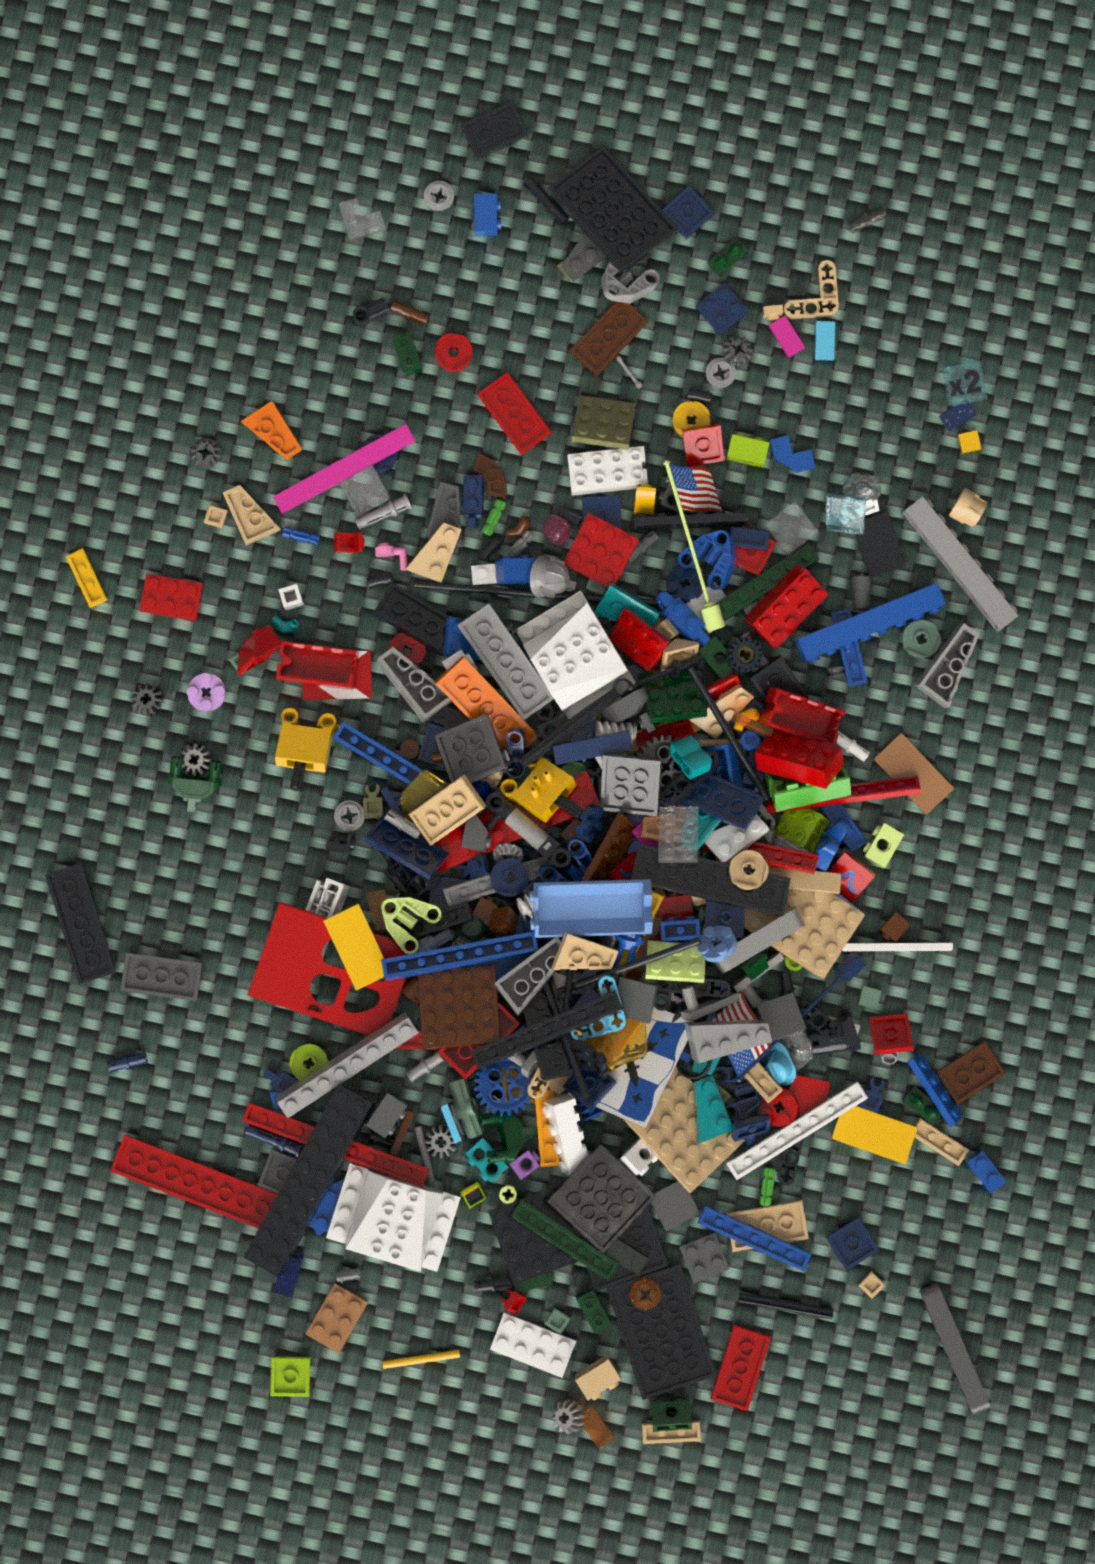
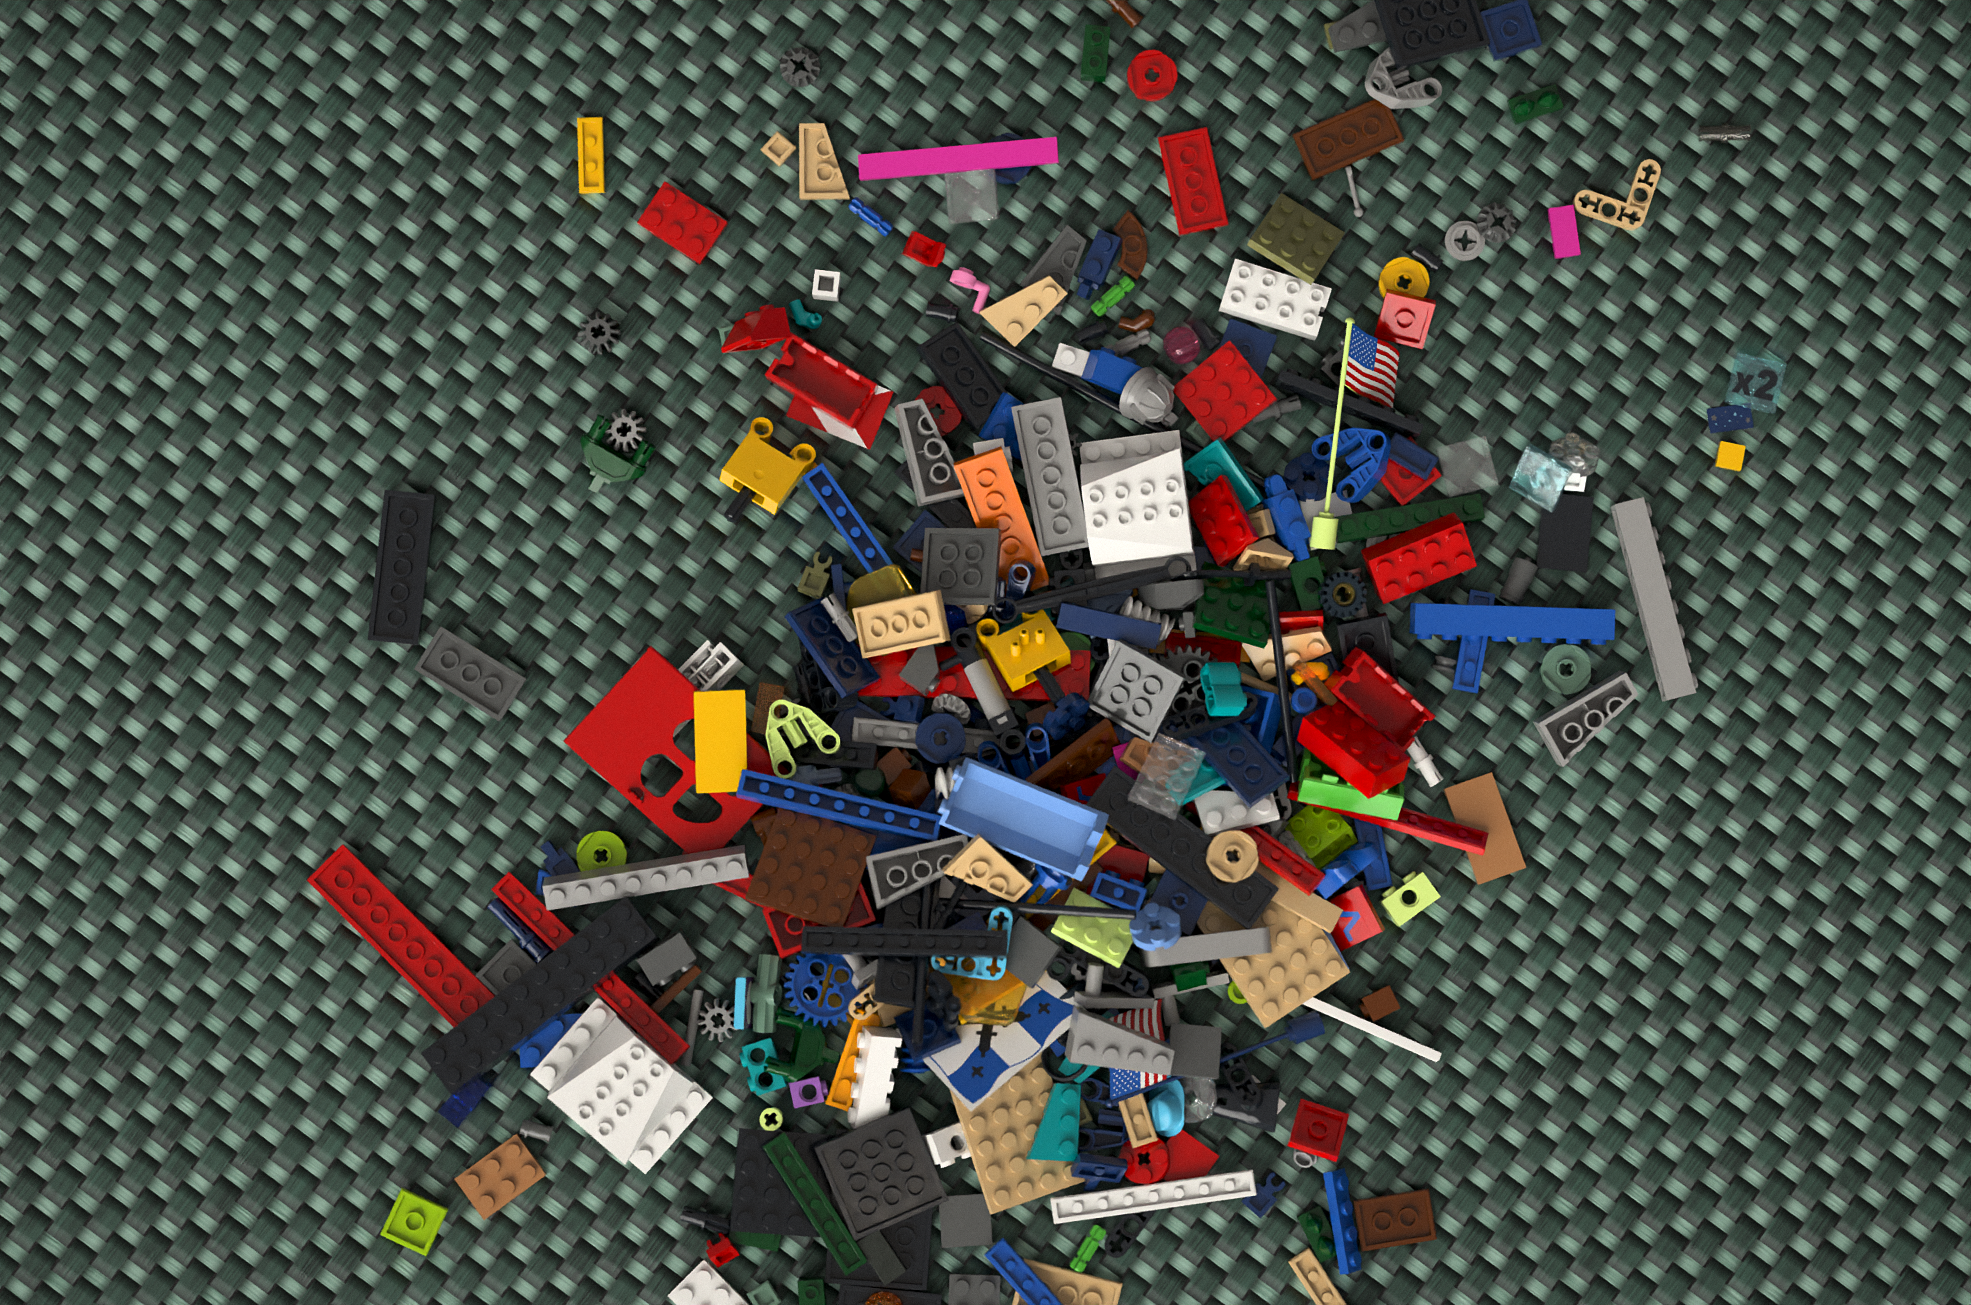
camera: 25 degrees right, 0 degrees up
(127, 1062) = (384, 758): dark blue pin -> none
(217, 692) = (661, 349): lavender plate -> none
(274, 430) = (893, 73): orange wing -> none
(338, 846) = (751, 609): black bracket -> none
(341, 810) = (774, 569): light grey gear -> none
(392, 508) = (994, 231): light grey pin -> none
(409, 749) = (888, 531): reddish brown tile -> none
(421, 1359) = (580, 1271): yellow bar -> none
(424, 1066) = (738, 921): light grey pin -> none
(473, 1195) = (729, 1101): slope -> none
(644, 500) = (1304, 354): yellow slope -> none
(722, 309) = (1500, 164): dark blue plate -> none
(748, 450) = (1456, 349): lime brick -> none
(772, 312) = (1560, 195): tan plate -> none
(783, 454) = (1509, 389): blue tile -> none
(786, 983) = (1219, 1013): black axle -> none
(824, 340) = (1608, 256): medium azure tile -> none
(869, 997) = (1312, 1075): sand green tile -> none
(875, 1133) = (1246, 1242): yellow tile -> none
(968, 508) = (1693, 535): tan piece -> none

